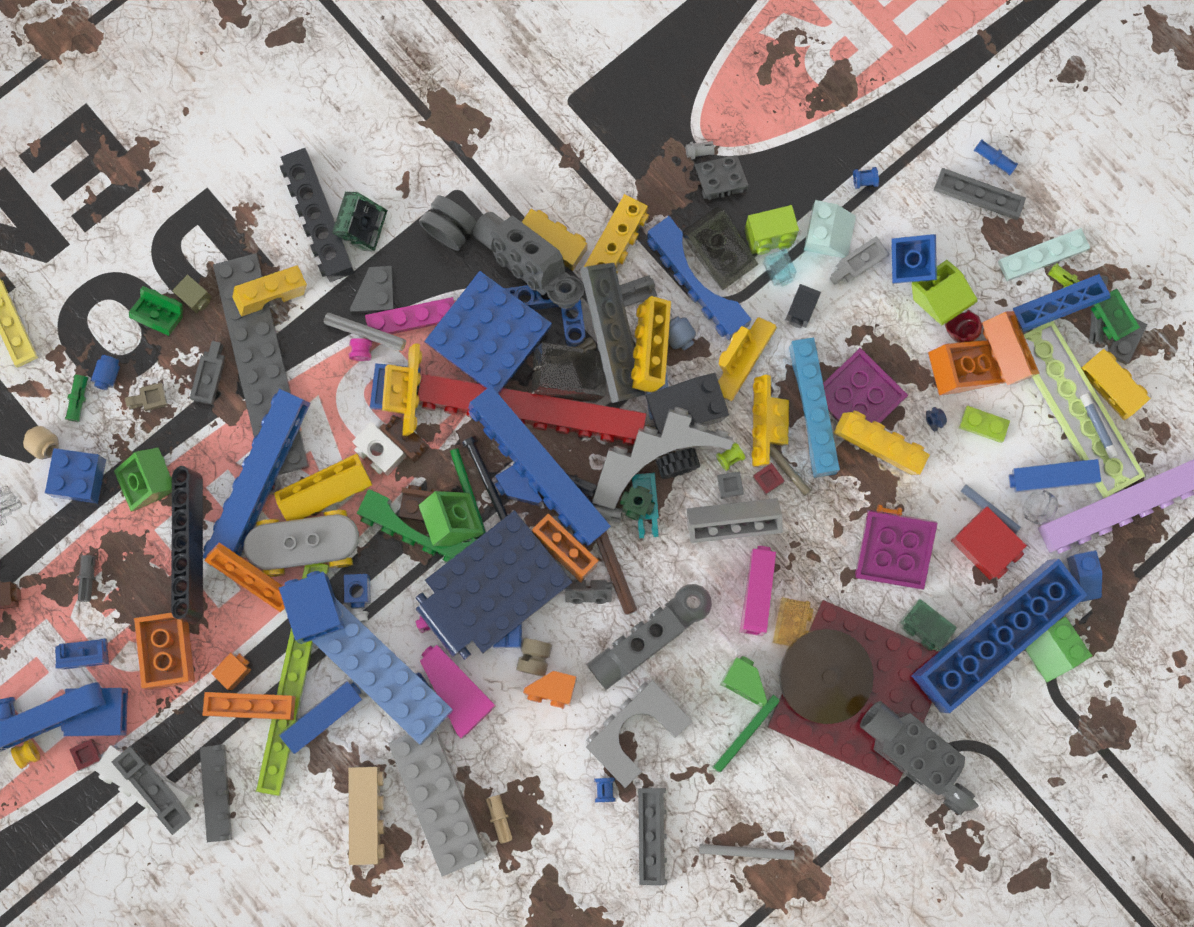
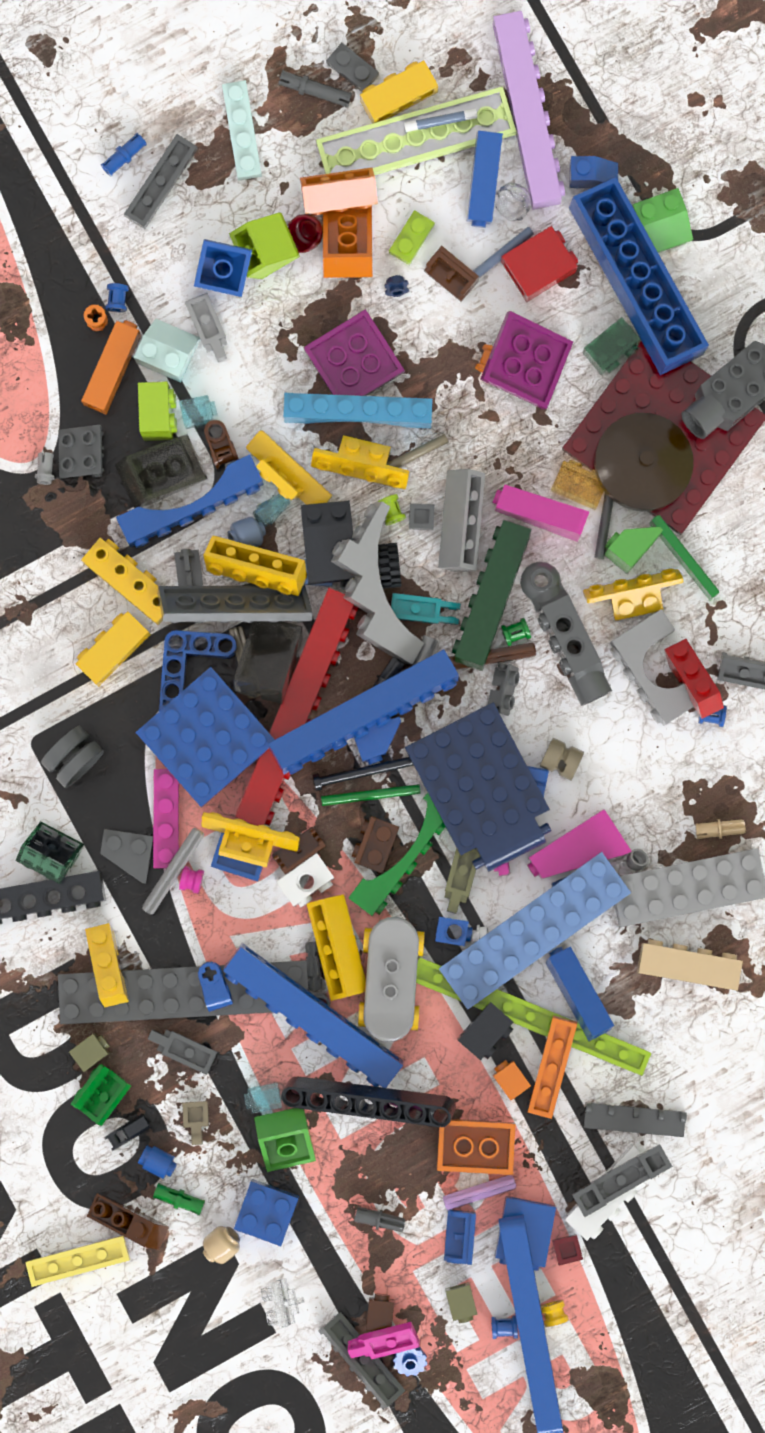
camera: 75 degrees left, 5 degrees up
(22, 666) = (461, 1302): none -> olive brick
(47, 359) = (128, 1222): none -> reddish brown slope
(125, 662) = (479, 1192): none -> lavender axle
(130, 343) = (131, 1129): none -> black bar
(177, 452) = (263, 1097): none -> clear light blue brick
(246, 575) = (418, 1040): orange plate -> none
(264, 387) = (215, 991): none -> blue piece
(267, 635) = (486, 1031): none -> black brick
(302, 472) = (313, 966): none -> dark grey axle
(311, 607) = (465, 979): blue brick -> none
(404, 587) = (460, 879): none -> olive hinge
(450, 518) = (399, 816): bright green slope -> none
(455, 748) = (637, 859): none -> light grey hinge
(529, 258) = (134, 675): dark grey brick -> none
(552, 687) = (598, 744): orange slope -> none
(565, 548) = (455, 702): orange brick -> none
(632, 764) = (699, 684): none -> red arch
(636, 587) = (524, 633): none -> green bush
(637, 511) = (421, 625): dark green brick -> none
(671, 562) = (492, 595): none -> dark green brick
(701, 695) = (635, 595): none -> yellow bracket
(706, 350) = (270, 509): none -> clear light blue cone
(752, 296) = (221, 445): none -> reddish brown piece
(757, 653) = (603, 527): none -> dark grey bar
(768, 478) = (423, 475): dark red plate -> none
(802, 185) = (111, 366): none -> orange brick
(802, 306) = (247, 397): black slope -> none
(847, 158) = (89, 315): none -> orange bush
(880, 443) = (411, 351): yellow brick -> none
(959, 465) = (451, 273): none -> reddish brown hinge
(1061, 303) = (299, 126): blue fence -> none
(1063, 276) = (290, 100): lime pin -> none
(1116, 316) = (327, 74): green bracket -> none

